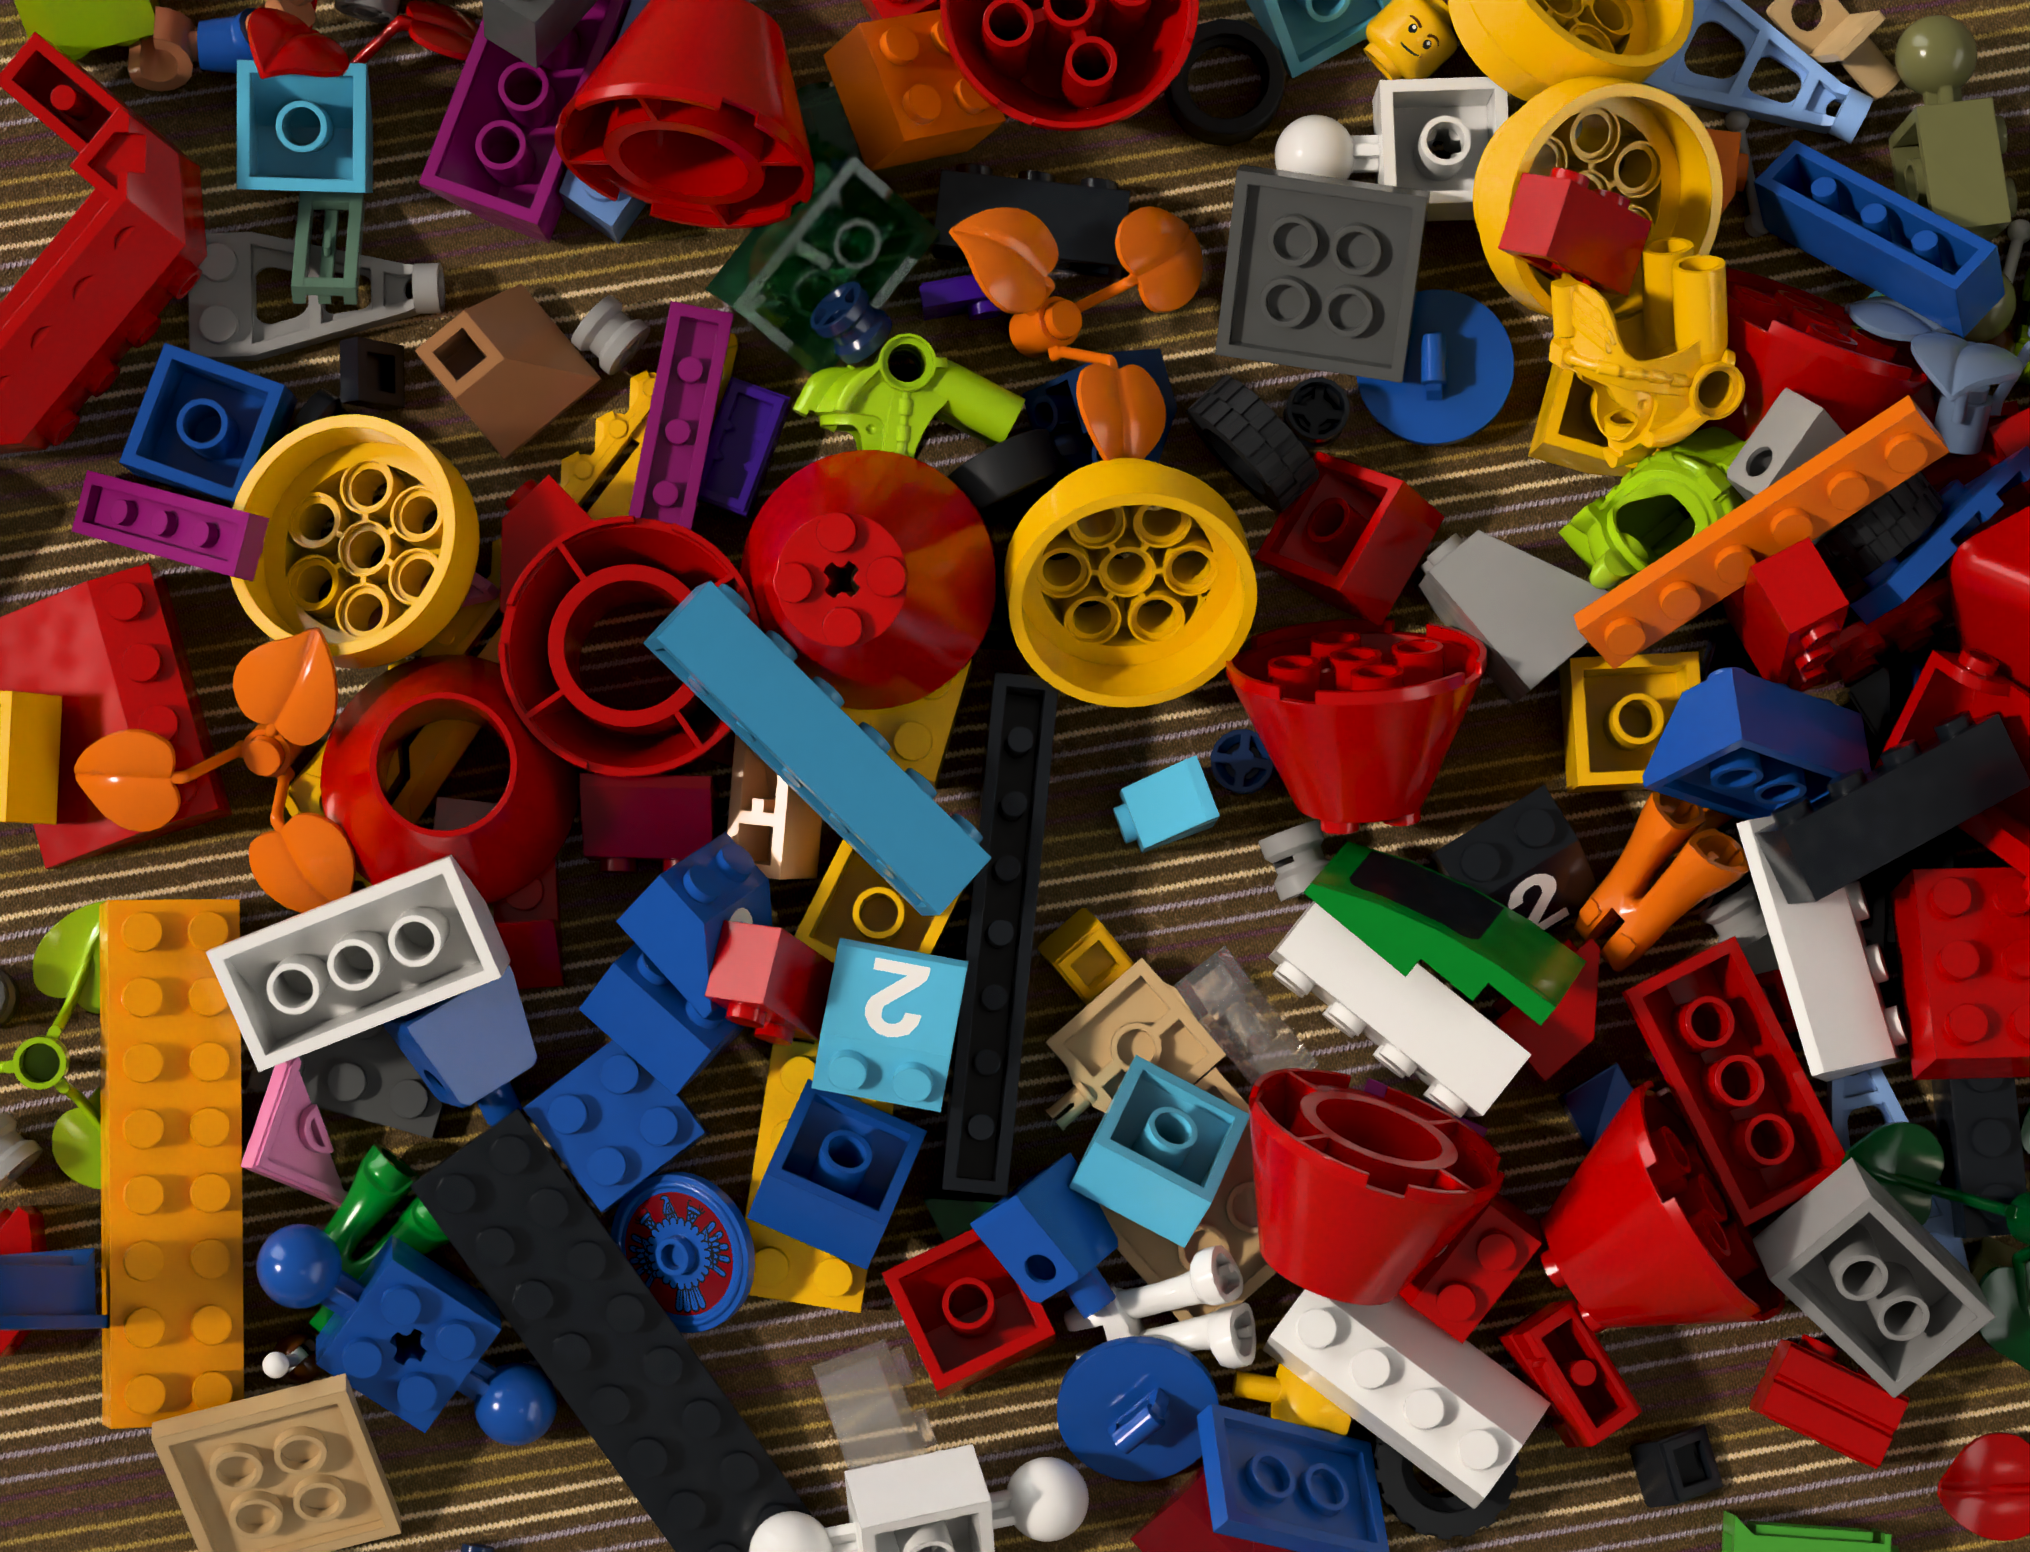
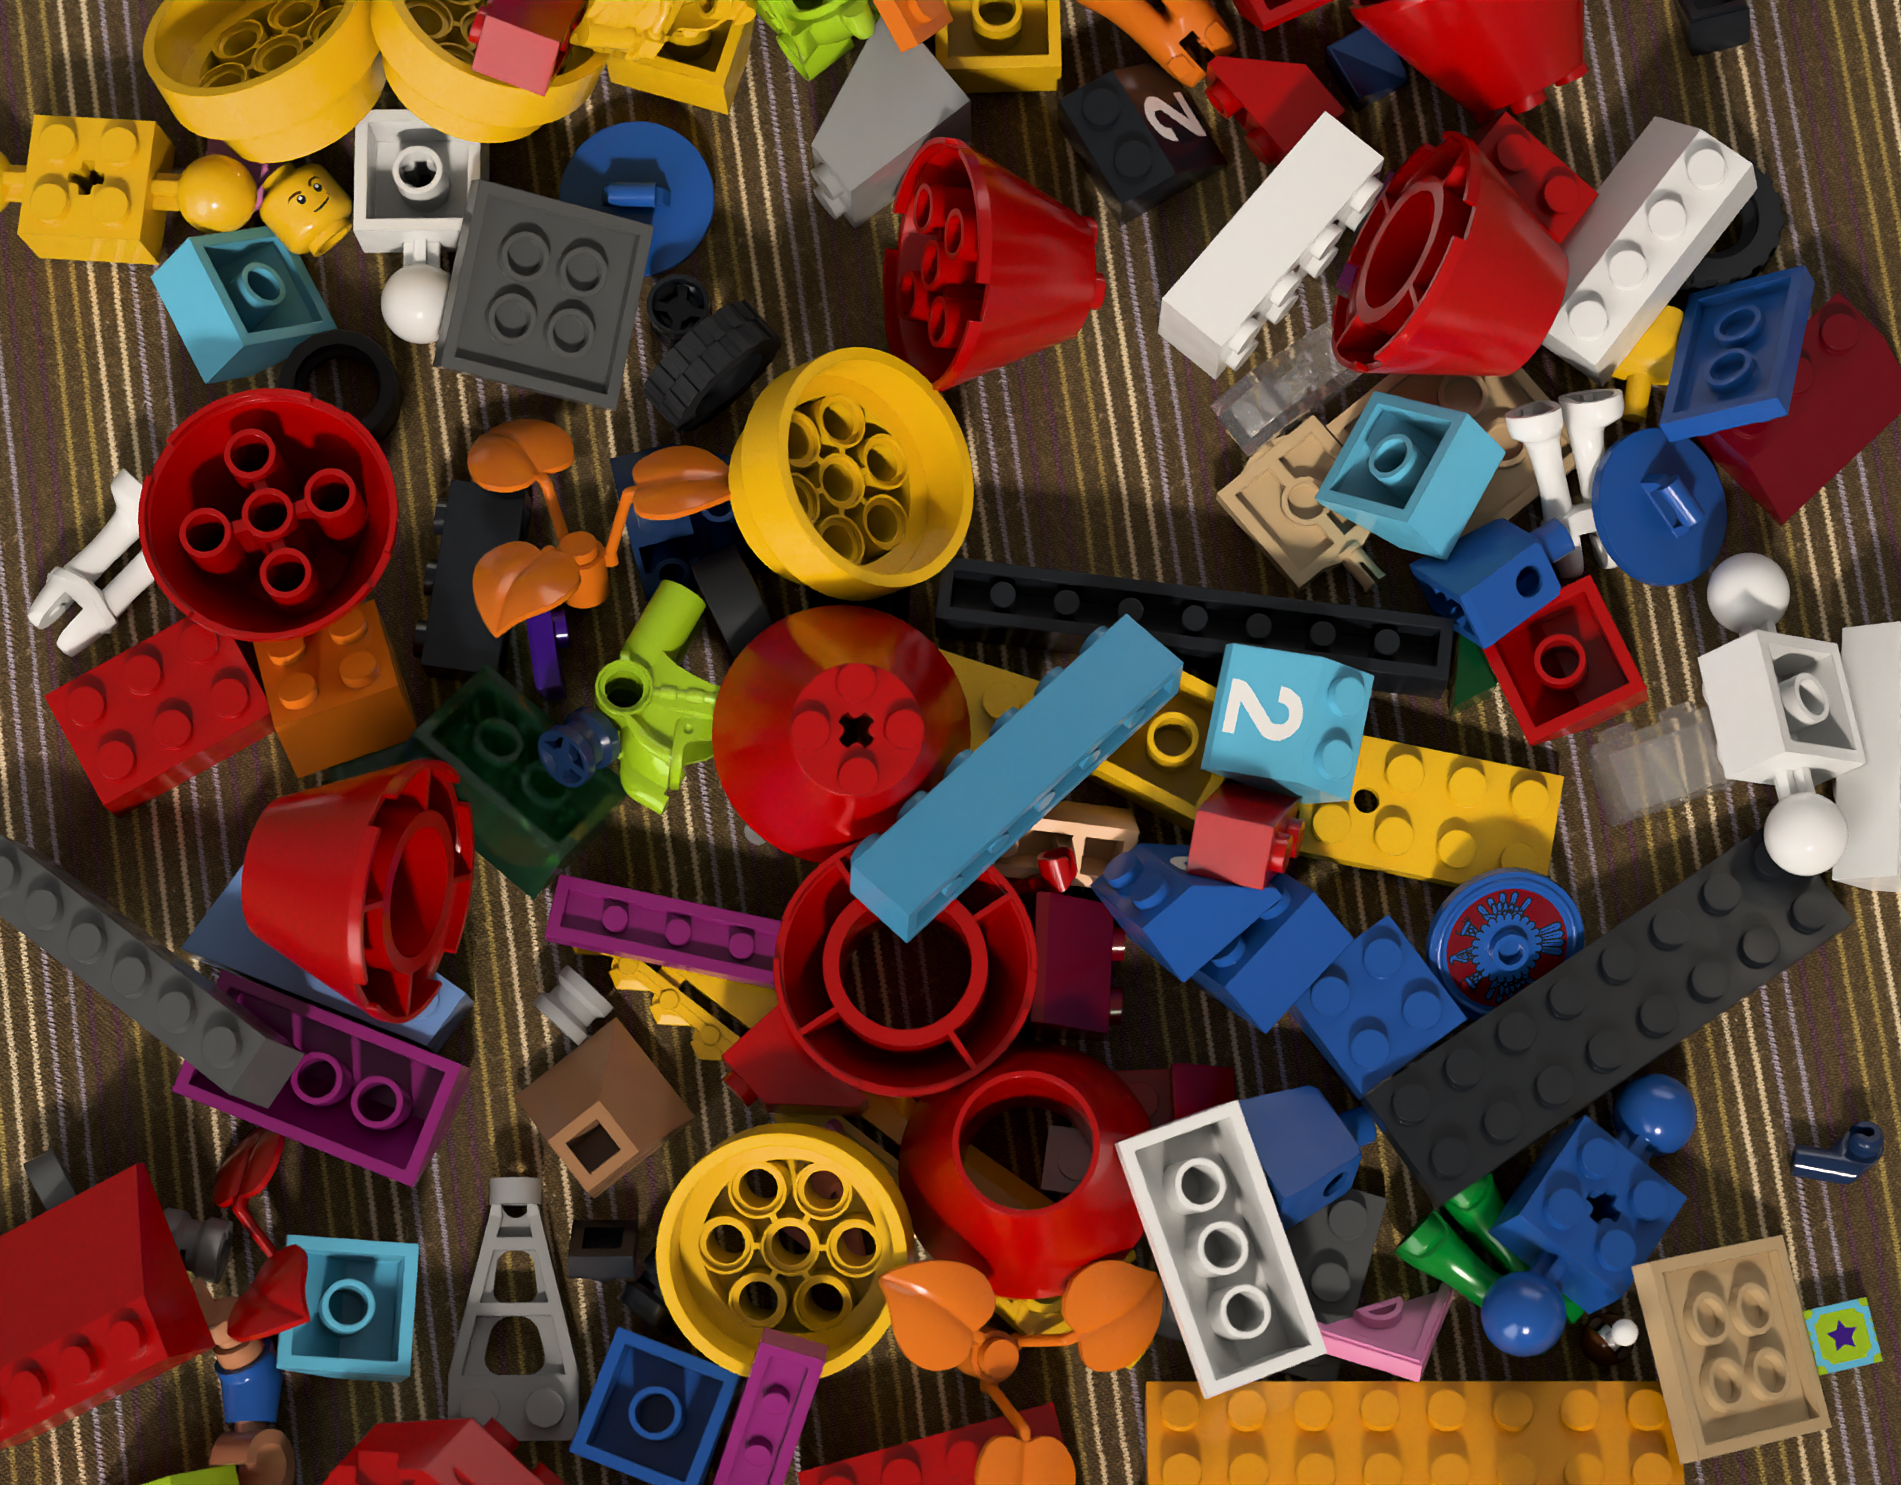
camera: 80 degrees left, 5 degrees down
(326, 285) = (513, 1290): sand green tile -> none
(733, 795) = (1056, 873): none -> red hand
(742, 446) = (690, 872): dark purple plate -> none
(837, 1174) = (1433, 783): blue slope -> none
(1085, 955) = (1211, 551): yellow slope -> none
(1166, 806) = (1069, 460): medium azure slope -> none
(1234, 750) = (1026, 380): dark blue wheel -> none
(1295, 857) = (1123, 341): light grey wheel -> none
(1352, 538) = (807, 277): red slope -> none
(1457, 930) = (1193, 196): green slope -> none
(1572, 1372) = (1622, 96): red brick -> none

